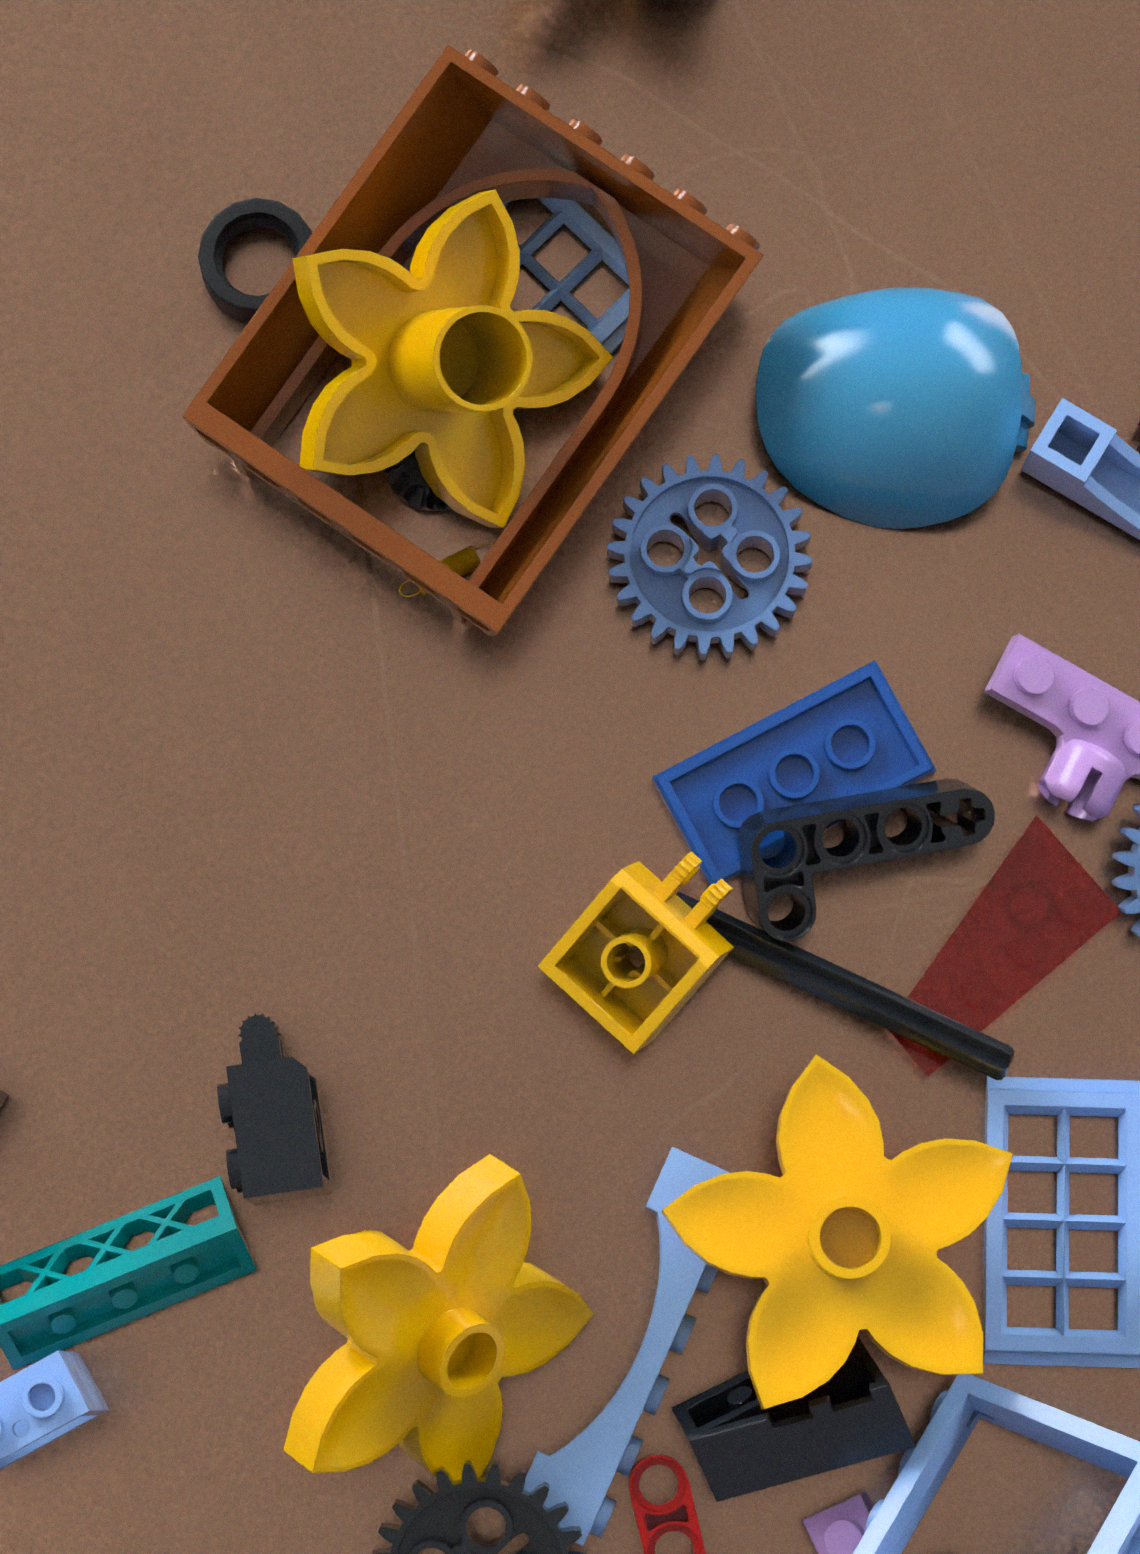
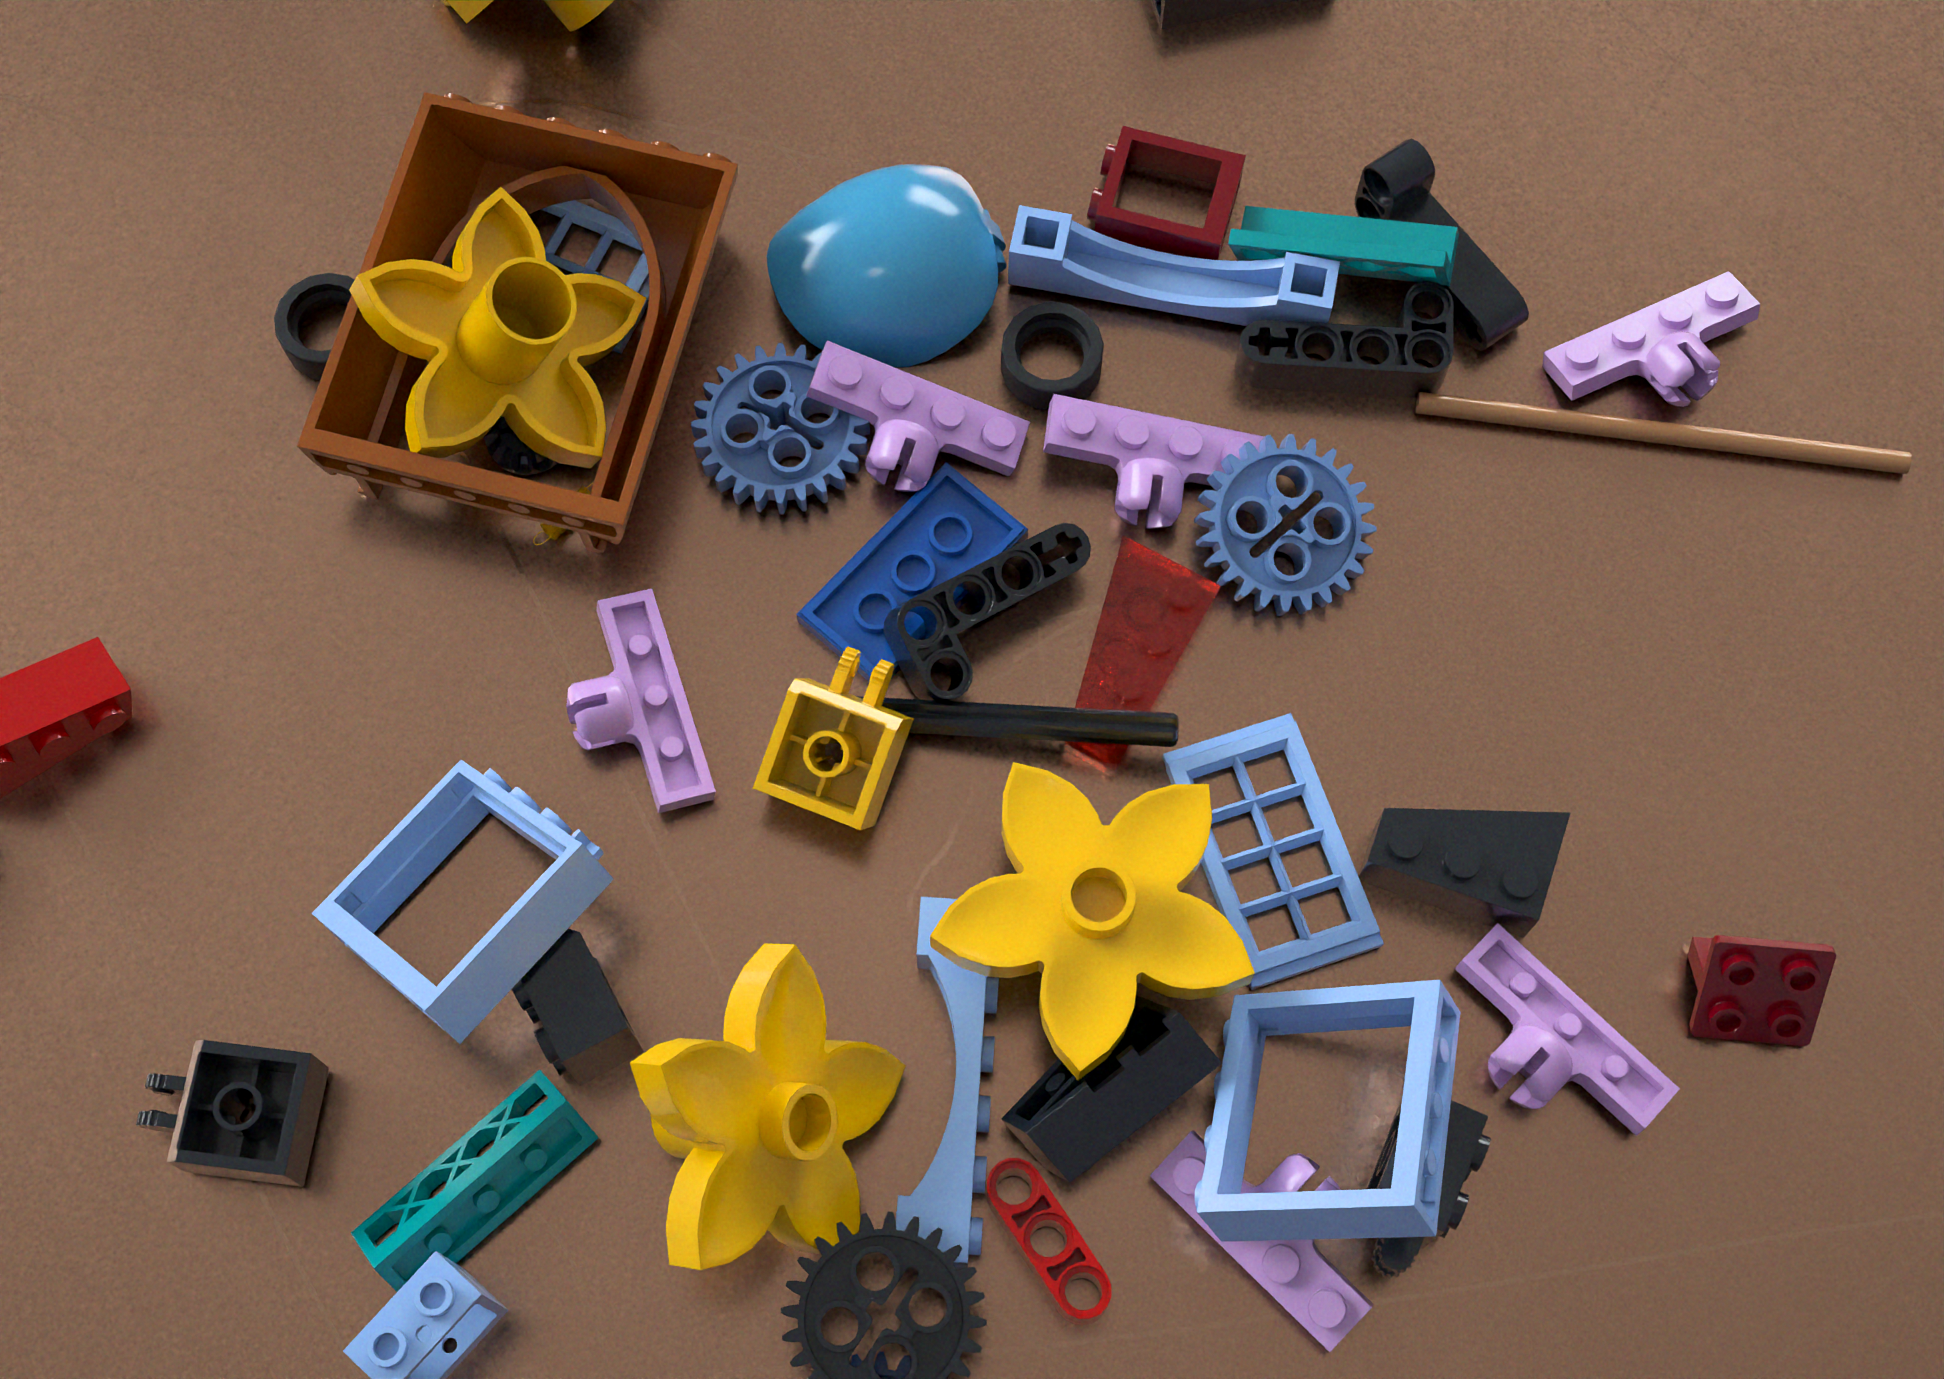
camera: 20 degrees left, 10 degrees down
(161, 900) = (513, 943): none -> light blue window
(456, 819) = (643, 703): none -> lavender plate
(857, 602) = (914, 418): none -> lavender plate
(1037, 529) = (1055, 319): none -> black tyre

